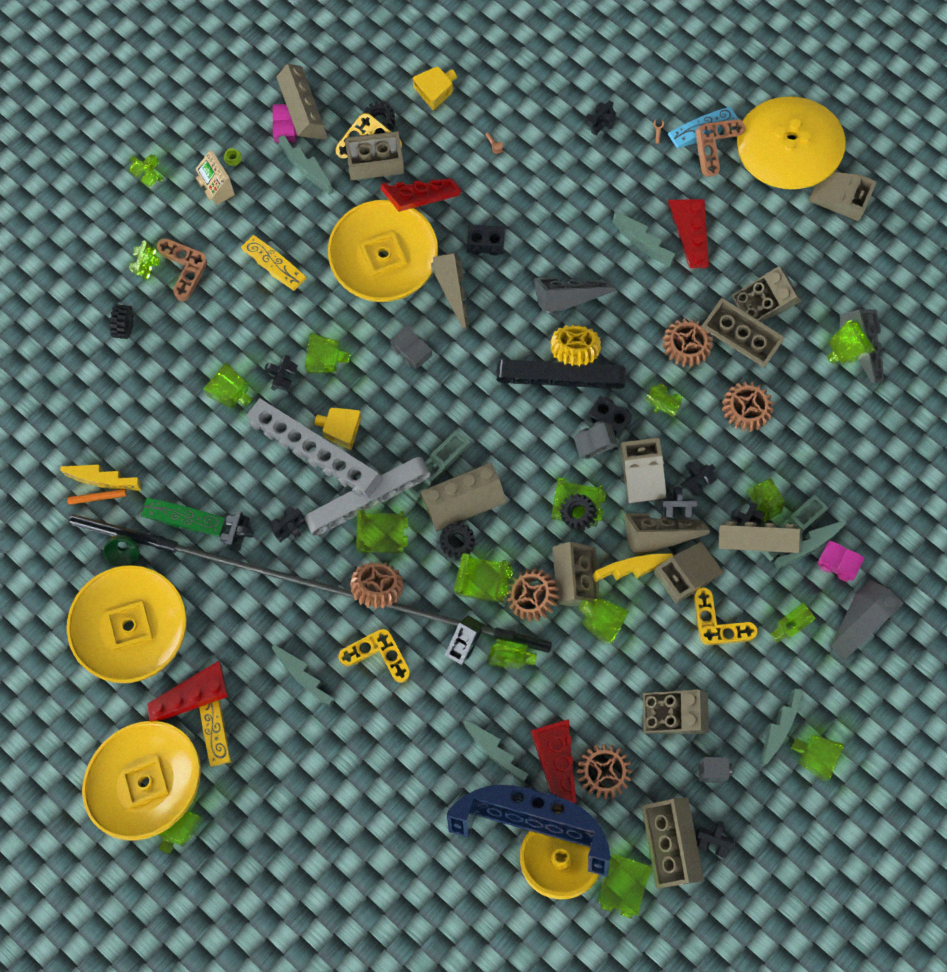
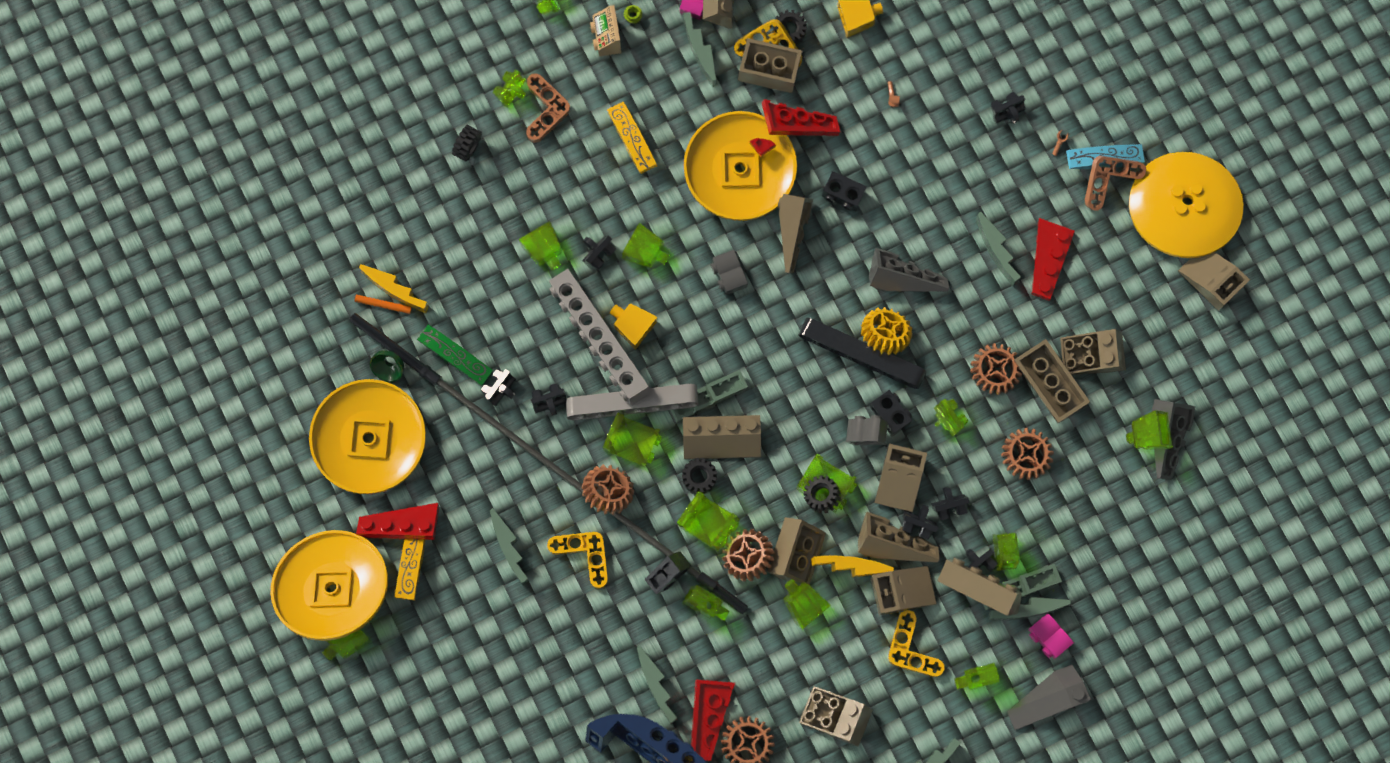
camera: 20 degrees right, 5 degrees up
(396, 225) = (762, 146): none -> red tile

